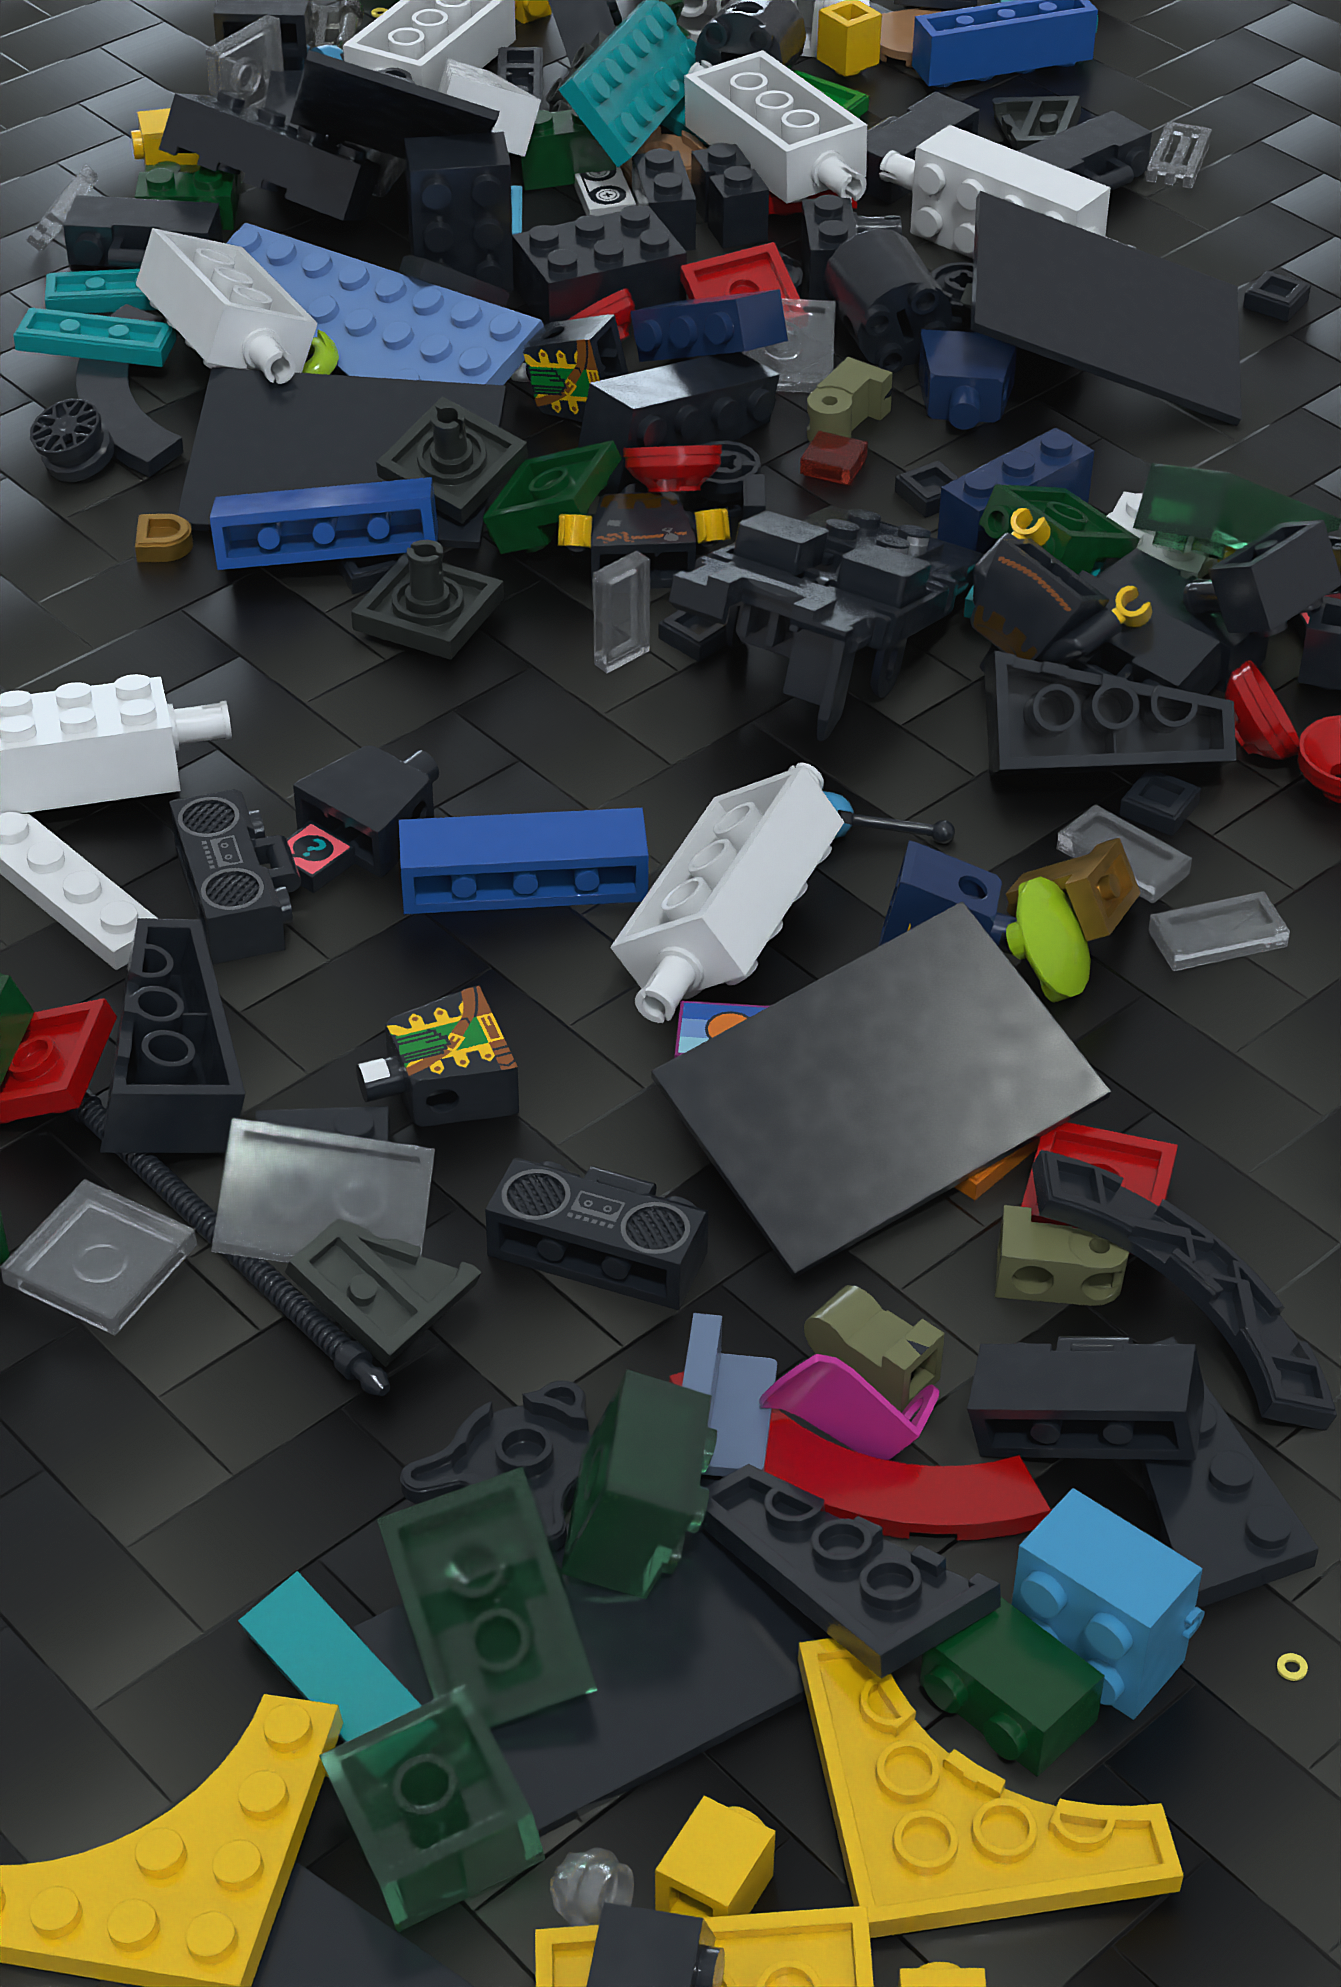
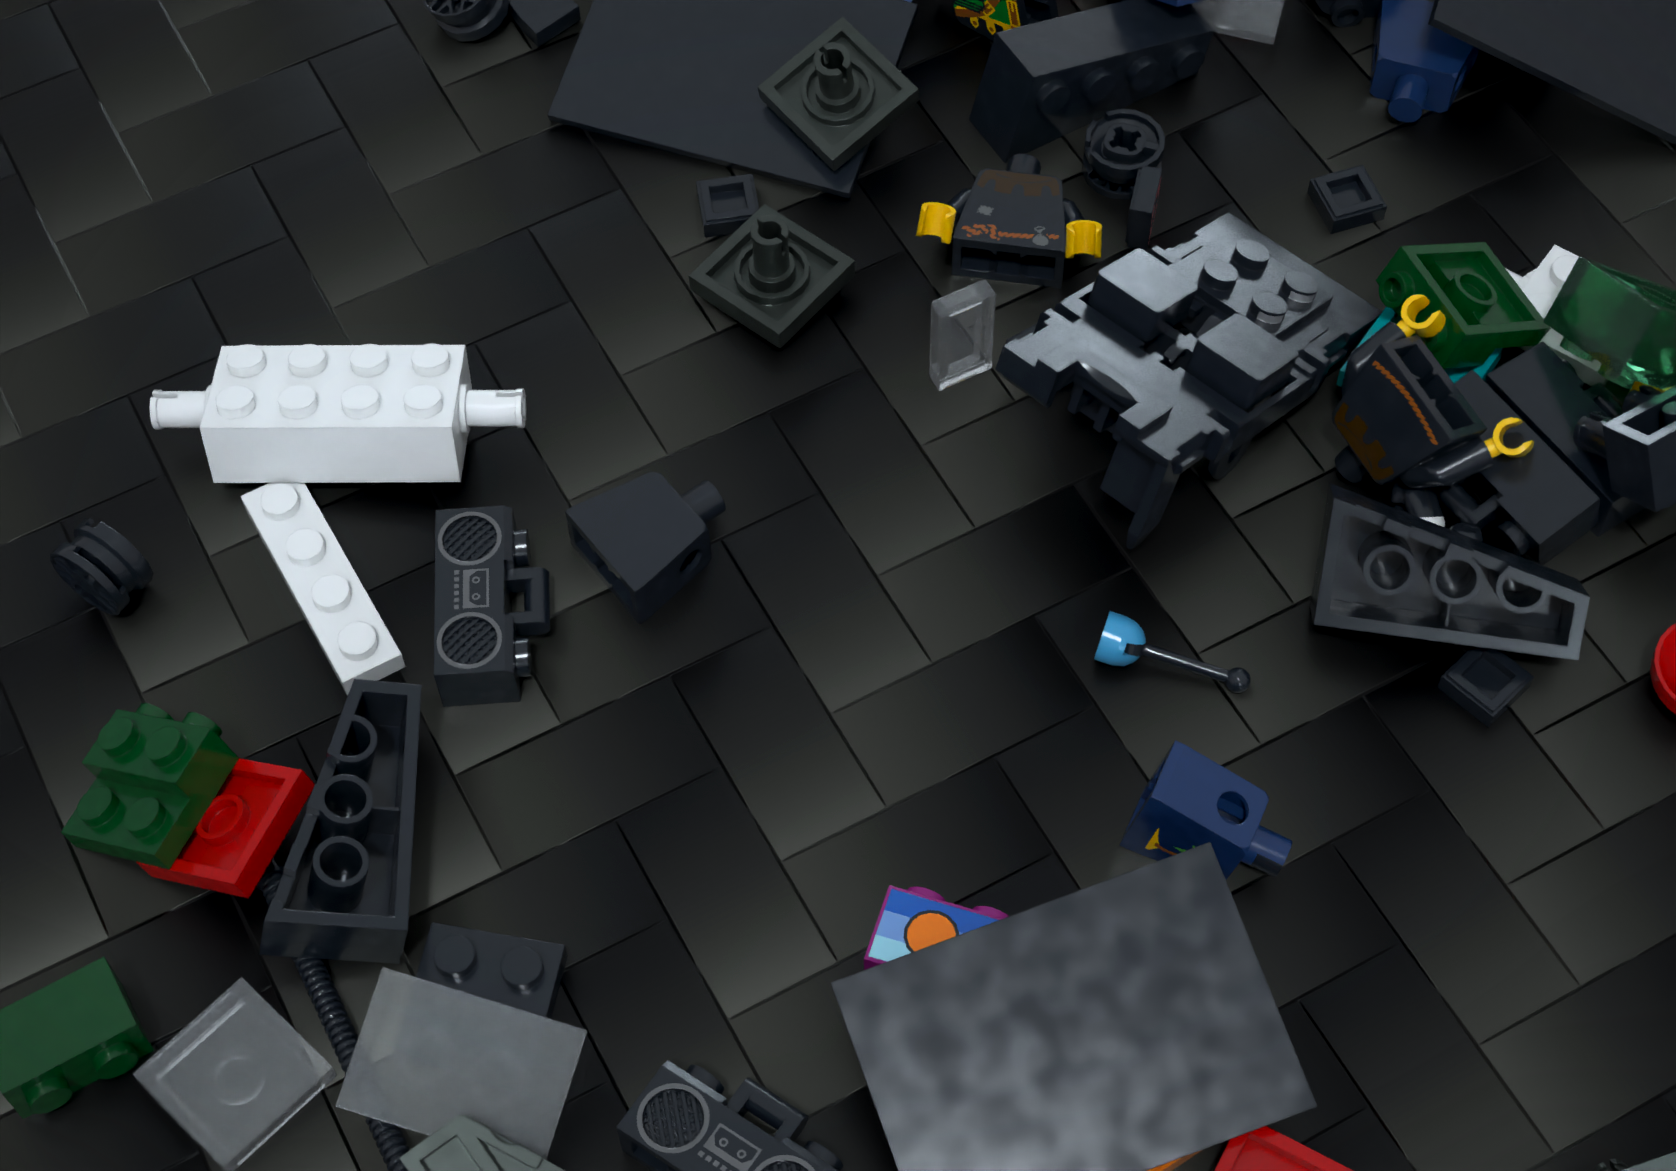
camera: 15 degrees right, 15 degrees up
(162, 538) = (529, 134): pearl gold tile -> none
(319, 855) = (579, 588): black tile -> none
(322, 523) = (688, 156): blue brick -> none
(445, 1063) = (633, 901): black torso -> none
(523, 860) = (782, 643): blue brick -> none
(543, 489) = (929, 157): dark green plate -> none
(673, 466) = (1064, 145): red piece -> none
(727, 889) = (977, 741): white brick -> none
(833, 458) = (1251, 139): clear red tile -> none
(848, 398) = (1280, 66): olive leg -> none
(1046, 461) = (1463, 209): dark blue brick -> none
(1050, 939) = (1309, 869): lime dish -> none
(1097, 885) = (1376, 805): pearl gold piece -> none
(1153, 862) = (1427, 747): clear tile -> none
(1218, 930) = (1503, 876): clear tile -> none
(1259, 716) = (1624, 594): red piece -> none

